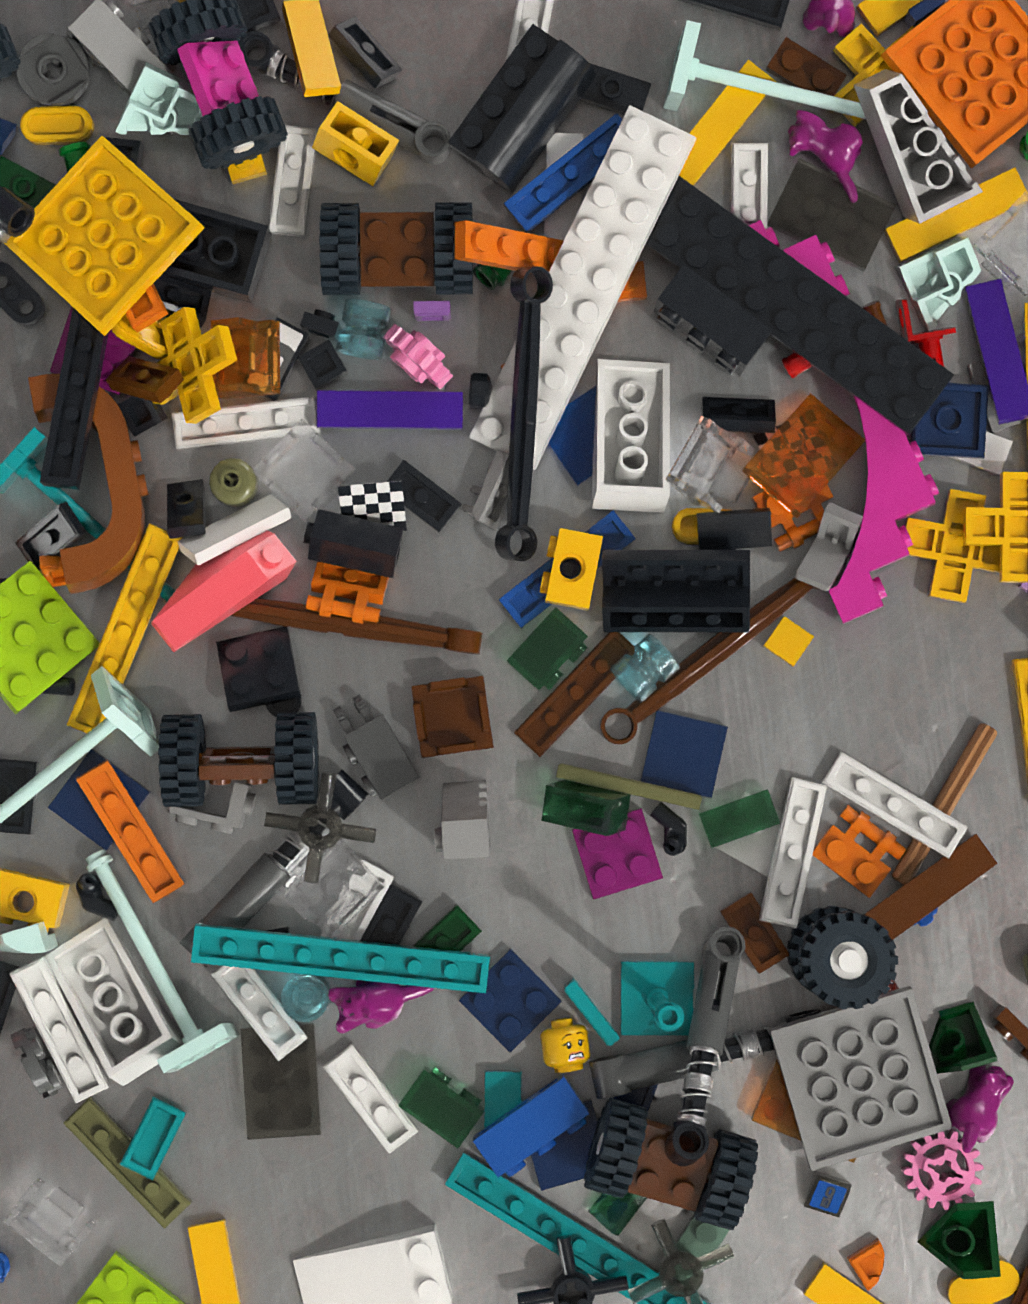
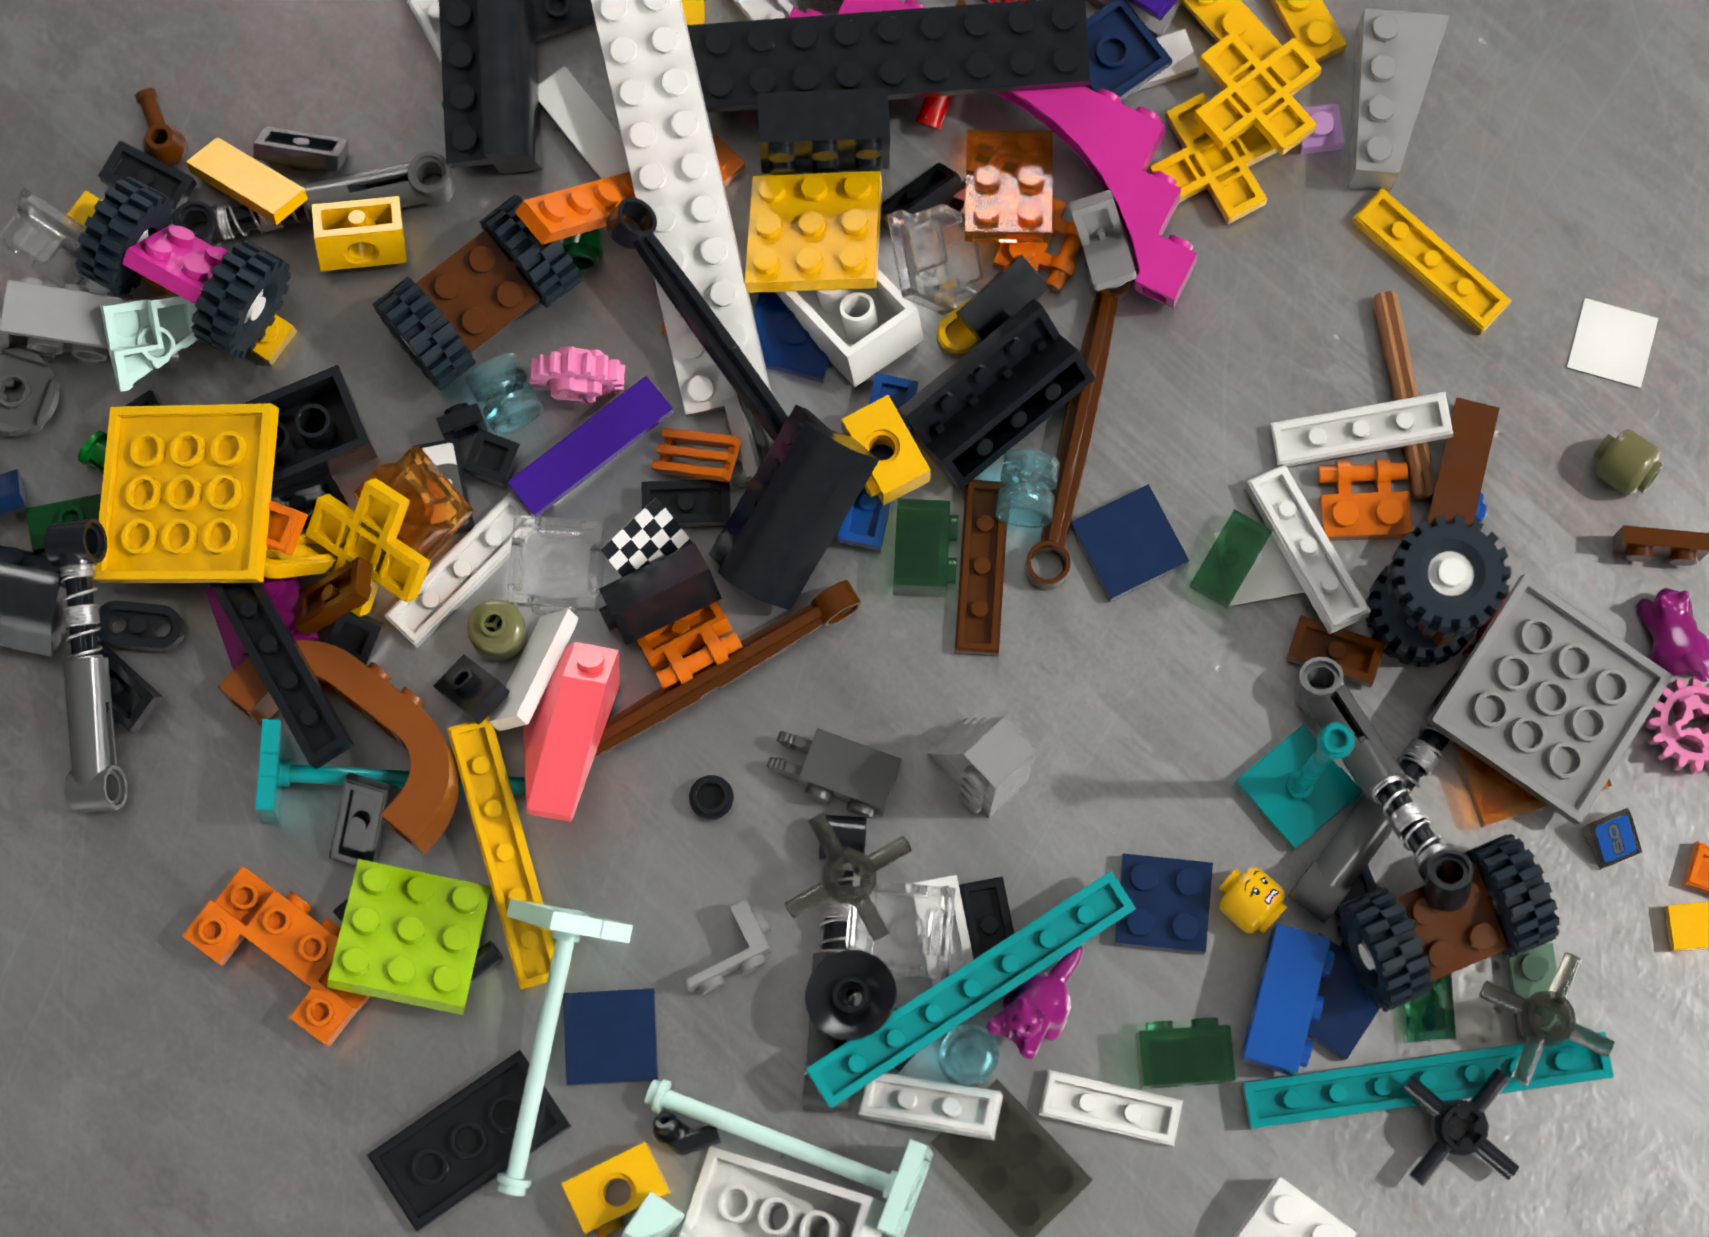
camera: 40 degrees left, 10 degrees down
(52, 570) = (391, 849): orange tile -> none
(57, 125) = (56, 441): yellow tile -> none
(130, 831) = (666, 1038): orange plate -> none
(188, 763) = (771, 842): black plate -> none
(256, 885) = (836, 981): none -> black dish
(258, 669) = (664, 785): black plate -> none
(293, 182) = (328, 318): white tile -> none
(432, 310) = (555, 328): medium lavender tile -> none
(439, 452) = (670, 450): none -> orange tile
(450, 932) = (1053, 882): dark green plate -> none
(452, 716) = (885, 681): reddish brown panel -> none
(479, 390) = (660, 364): black tile -> none
(479, 560) = (792, 509): none -> black brick
(501, 1093) = (1230, 999): teal tile -> none
(562, 178) = (580, 113): blue plate -> none
(586, 807) = (1082, 658): clear green brick -> none
(591, 1012) = (1249, 849): teal tile -> none
(619, 859) = (1146, 684): magenta plate -> none
(629, 786) = (1104, 611): olive tile -> none
(650, 383) = (814, 232): none -> yellow plate
(674, 829) = (1179, 618): black arm -> none
(788, 641) = (1136, 364): yellow tile -> none
(960, 1040) = (1609, 590): dark green slope -> none

